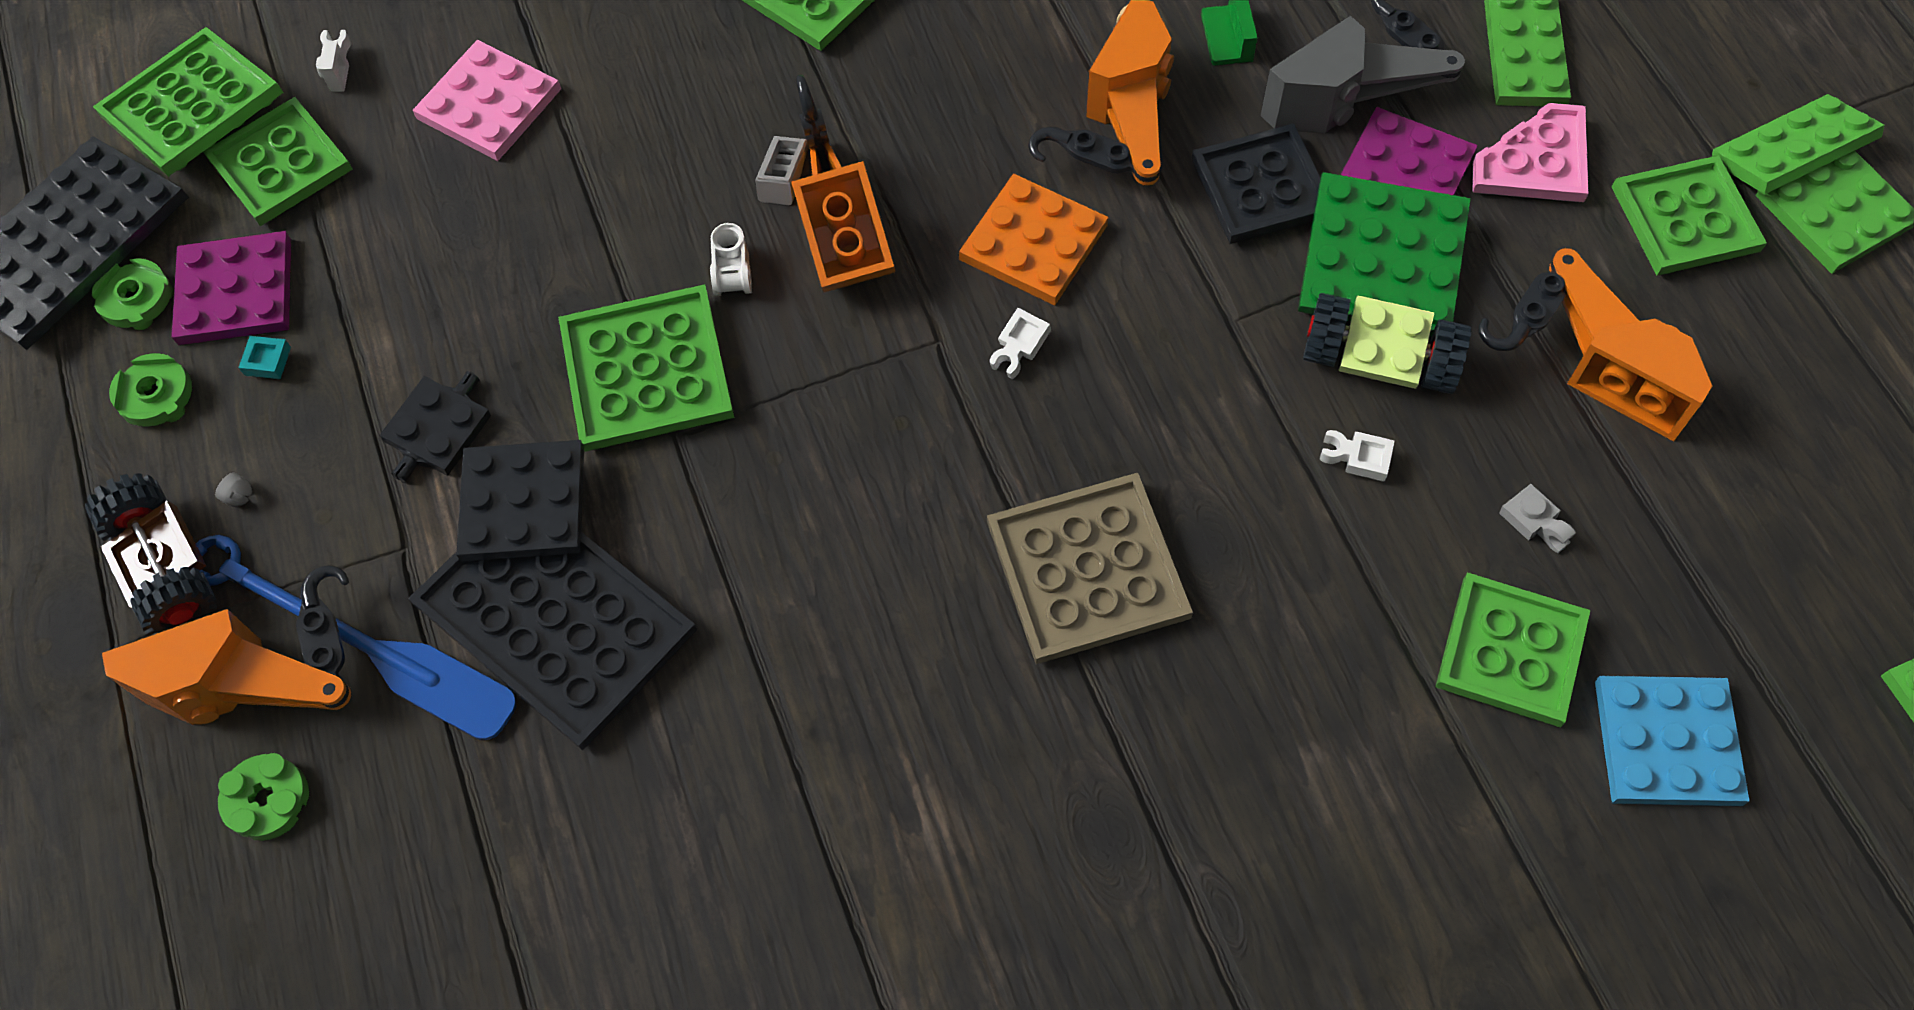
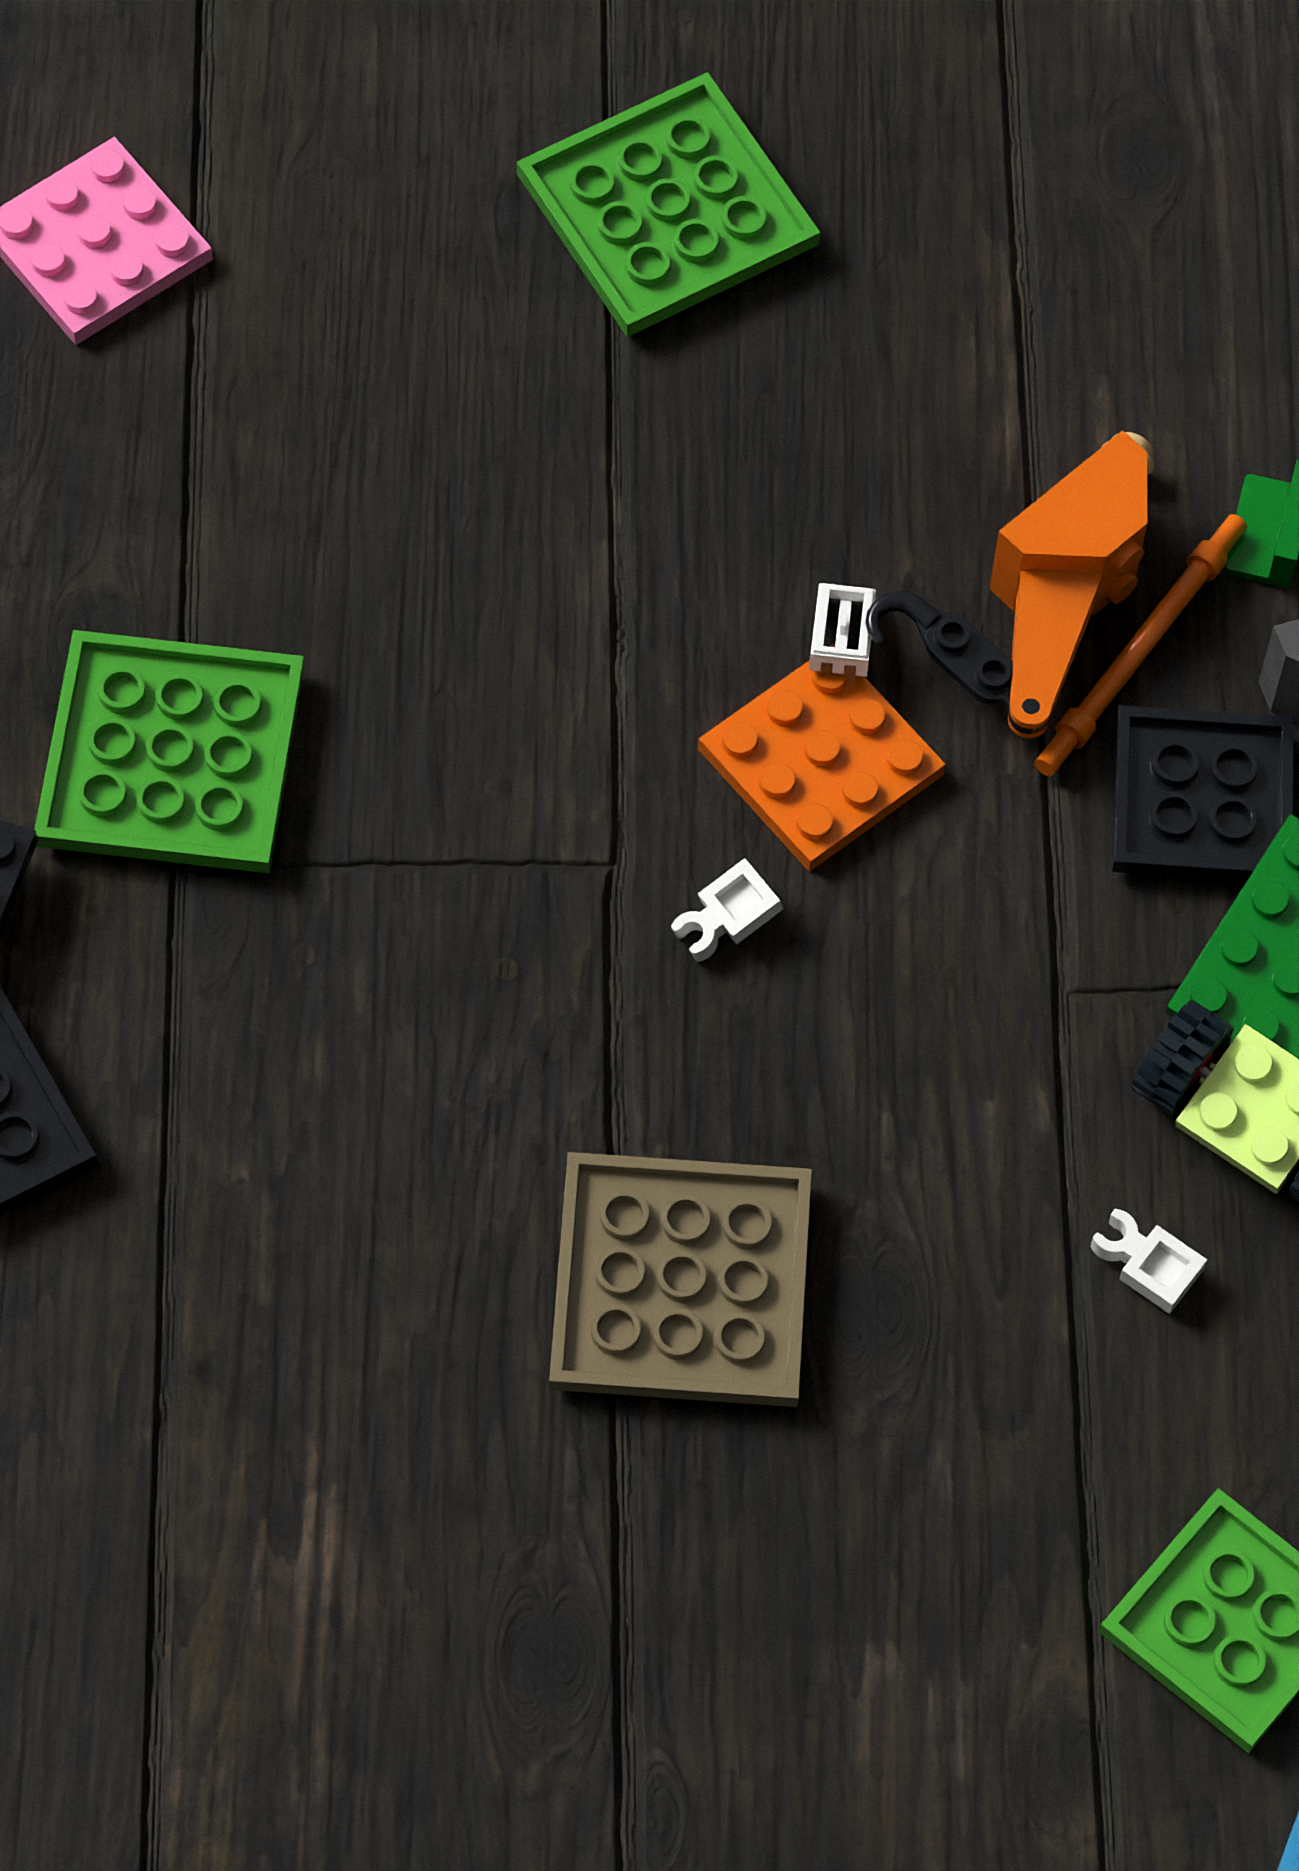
camera: 15 degrees right, 0 degrees up
(729, 266) = (350, 641): white piece -> none
(779, 170) = (476, 541): light grey slope -> none
(838, 210) = (538, 616): orange slope -> none
(1019, 175) = (840, 655): none -> white tile
(1173, 168) = (1079, 723): none -> orange bar

